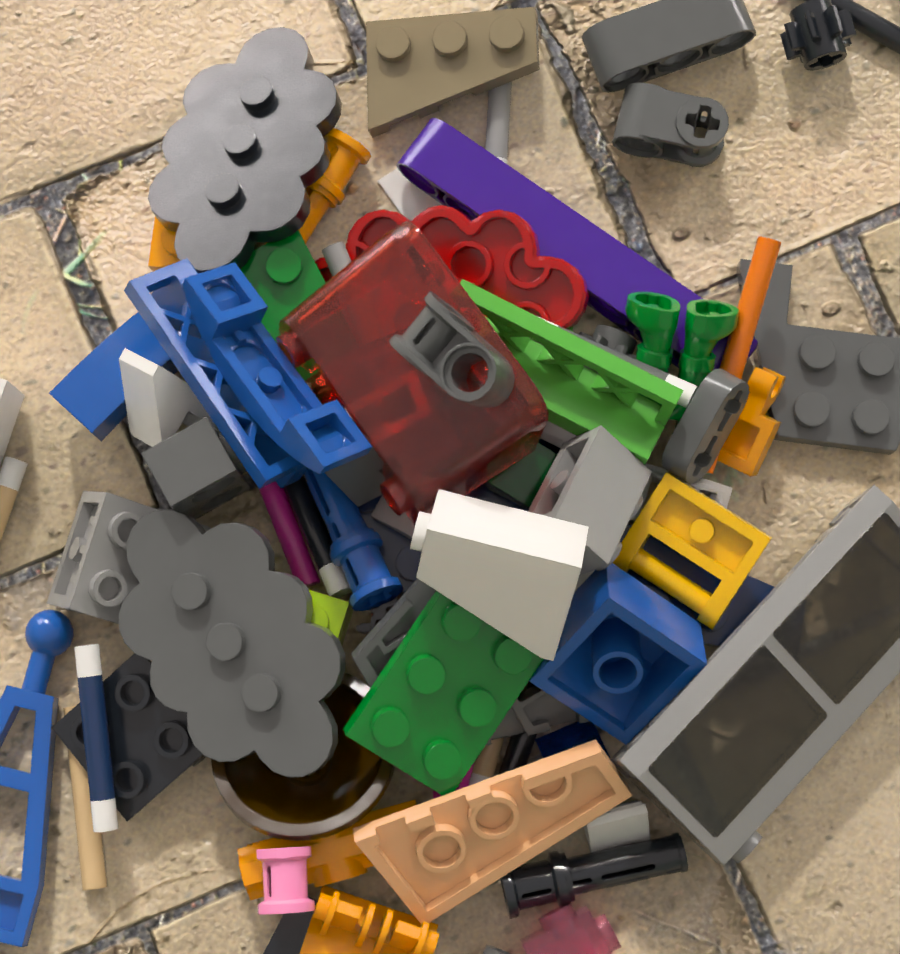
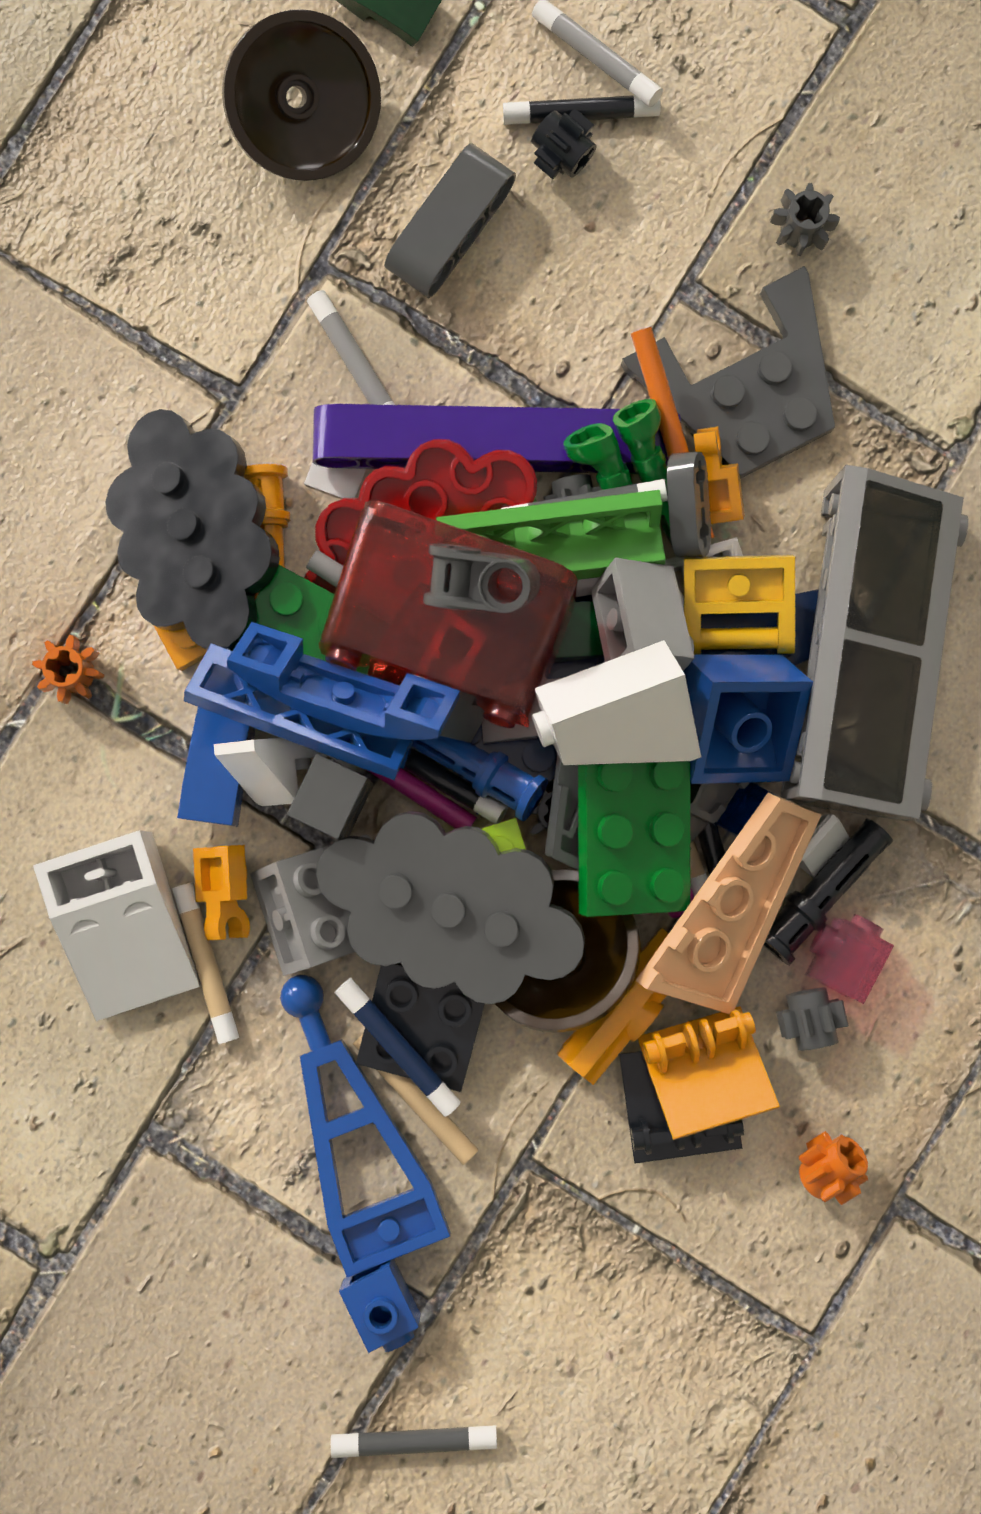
camera: 40 degrees left, 5 degrees up
(48, 185) = (63, 656): none -> orange gear
(48, 481) = (220, 882): none -> light orange plate
(285, 880) = (613, 1052): bright pink bush -> none
(440, 58) = (289, 354): dark tan wing -> none
(663, 123) = (493, 295): dark grey piece -> none

